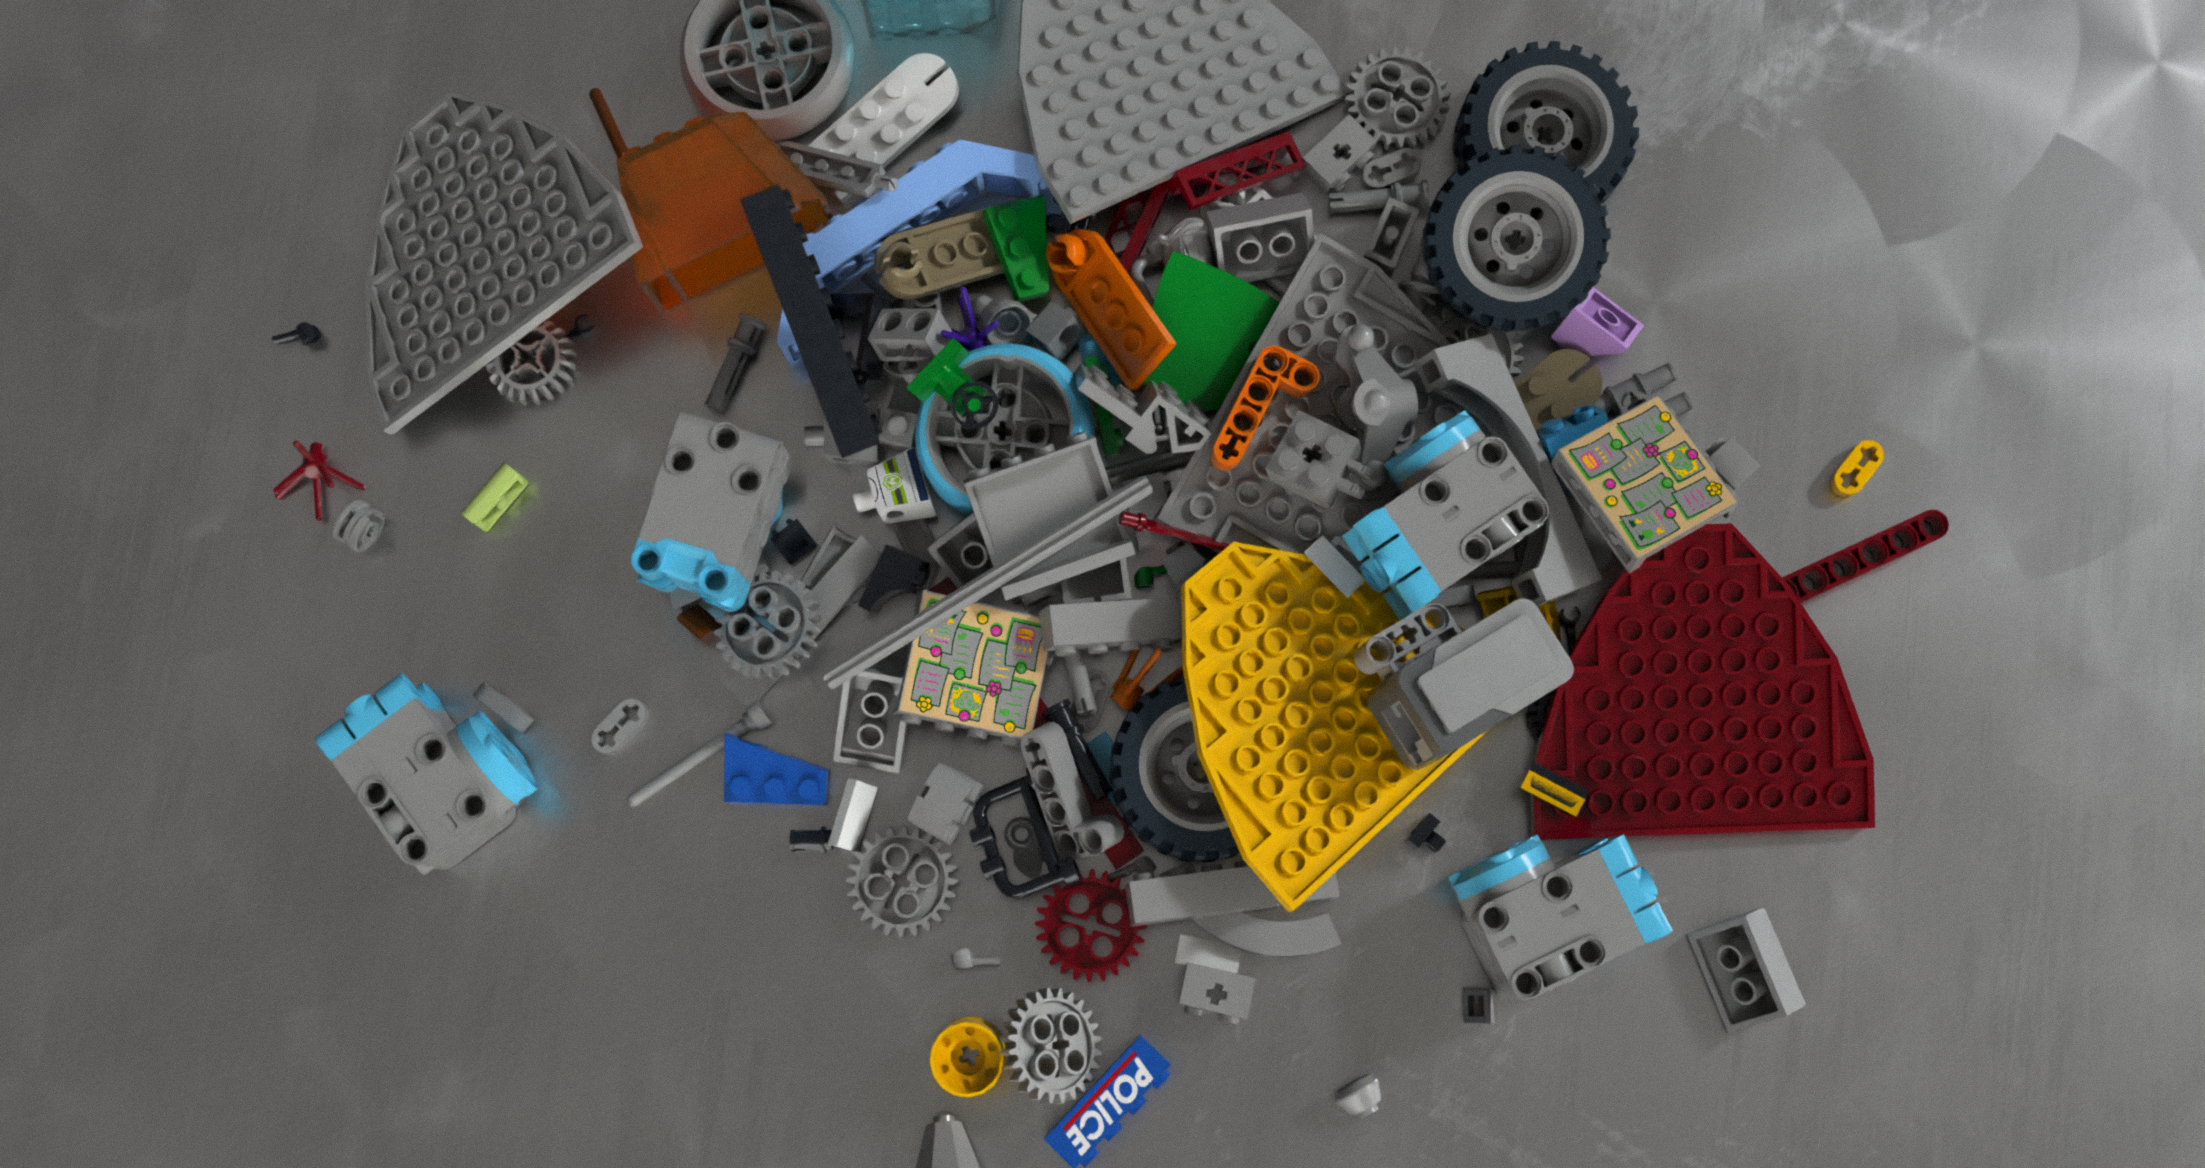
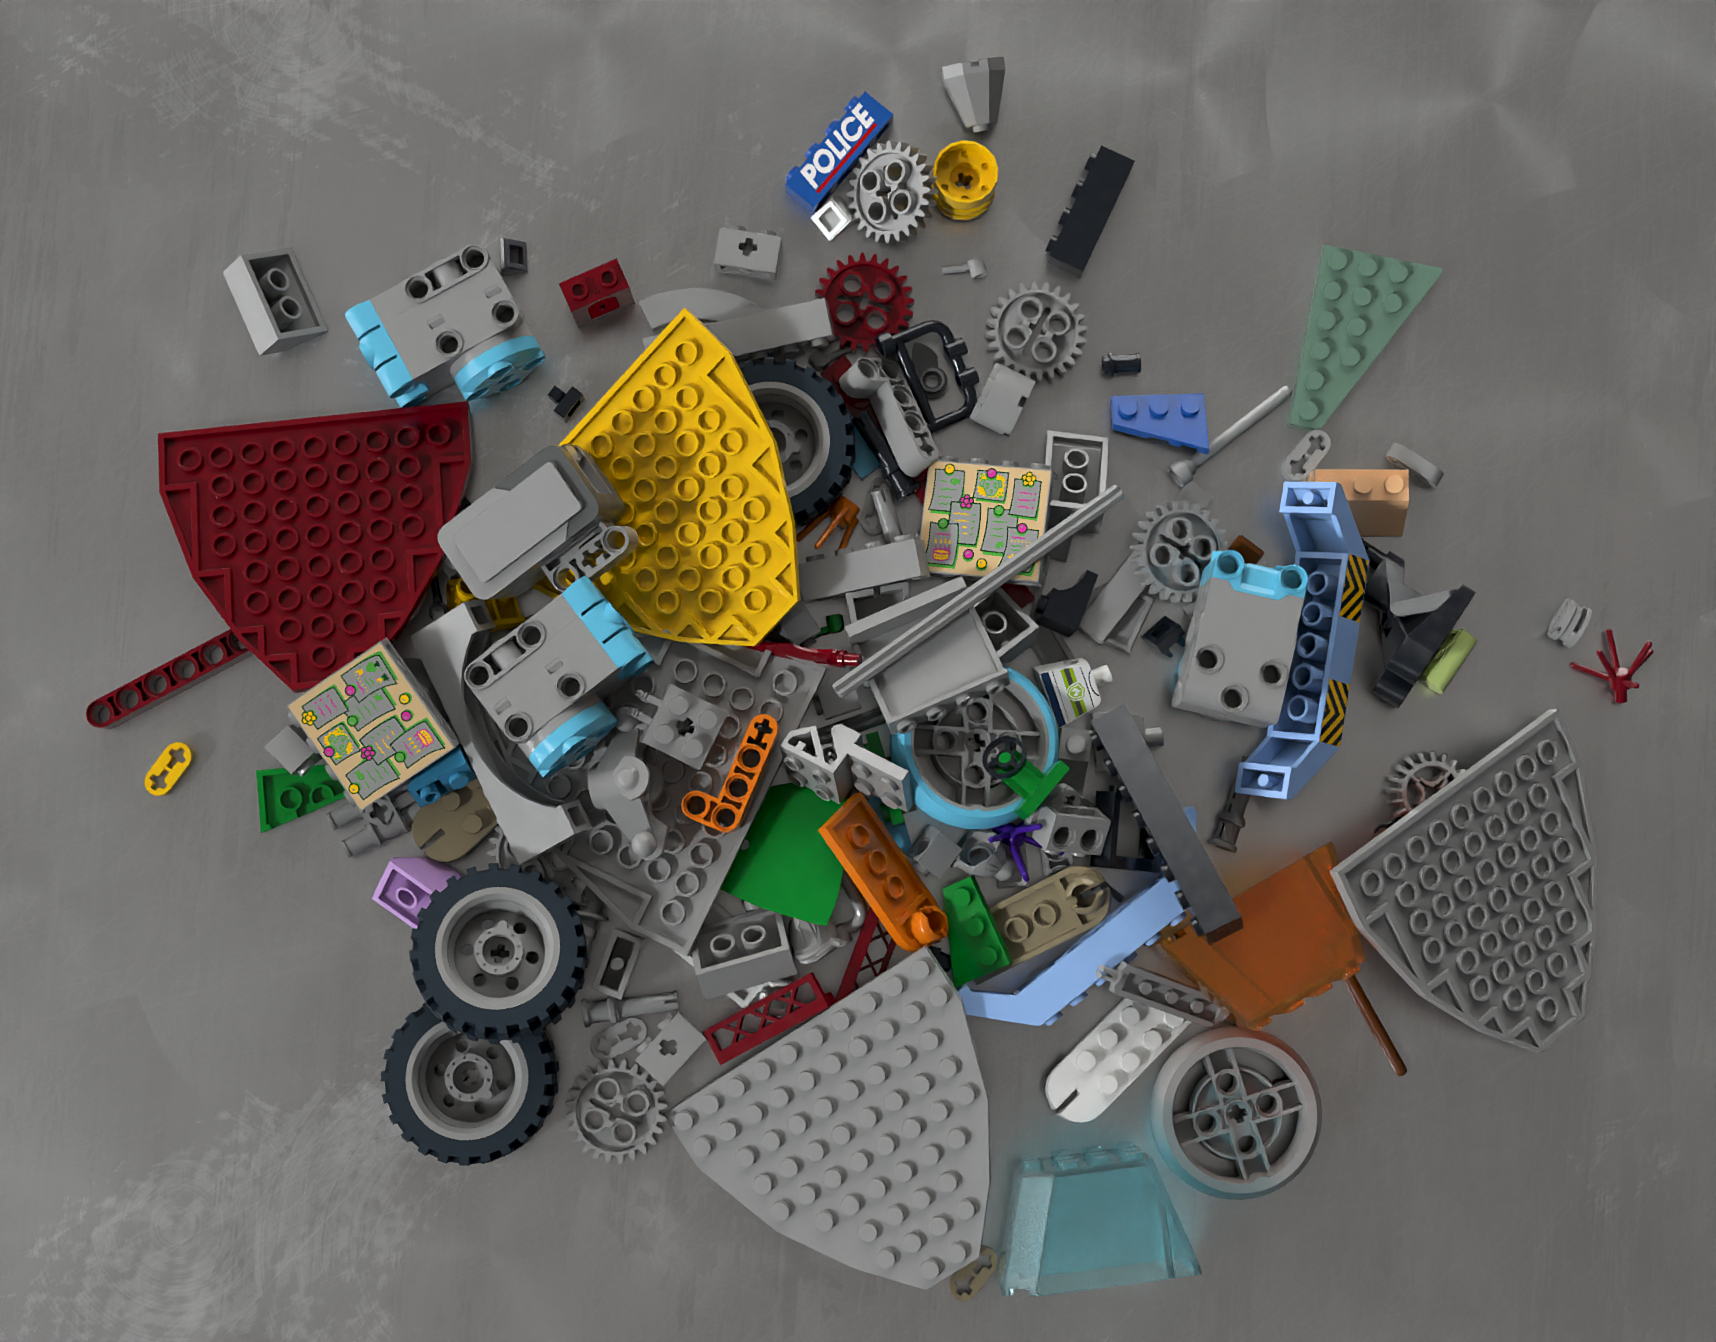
camera: 170 degrees right, 5 degrees up
(306, 332) = (1646, 809): black hand -> none
(422, 778) = (1476, 391): light grey piece -> none
(530, 492) = (1410, 623): none -> black connector
(552, 876) = (1351, 319): none -> sand green wing
(569, 670) = (1374, 496): none -> light nougat slope
(603, 588) = (1325, 646): none -> light blue slope
(829, 1016) = (1090, 211): none -> black brick
(852, 815) = (1086, 387): white tile -> none
(1117, 1029) = (833, 217): none -> white slope
(1208, 953) = (758, 288): white sticker -> none
(1334, 566) = (659, 634): white sticker -> none
(1360, 1096) = (616, 171): light grey cone -> none
(1388, 949) = (597, 288): none -> dark red panel
(1555, 789) = (450, 445): sticker -> none
(1741, 421) = (289, 796): none -> green wing

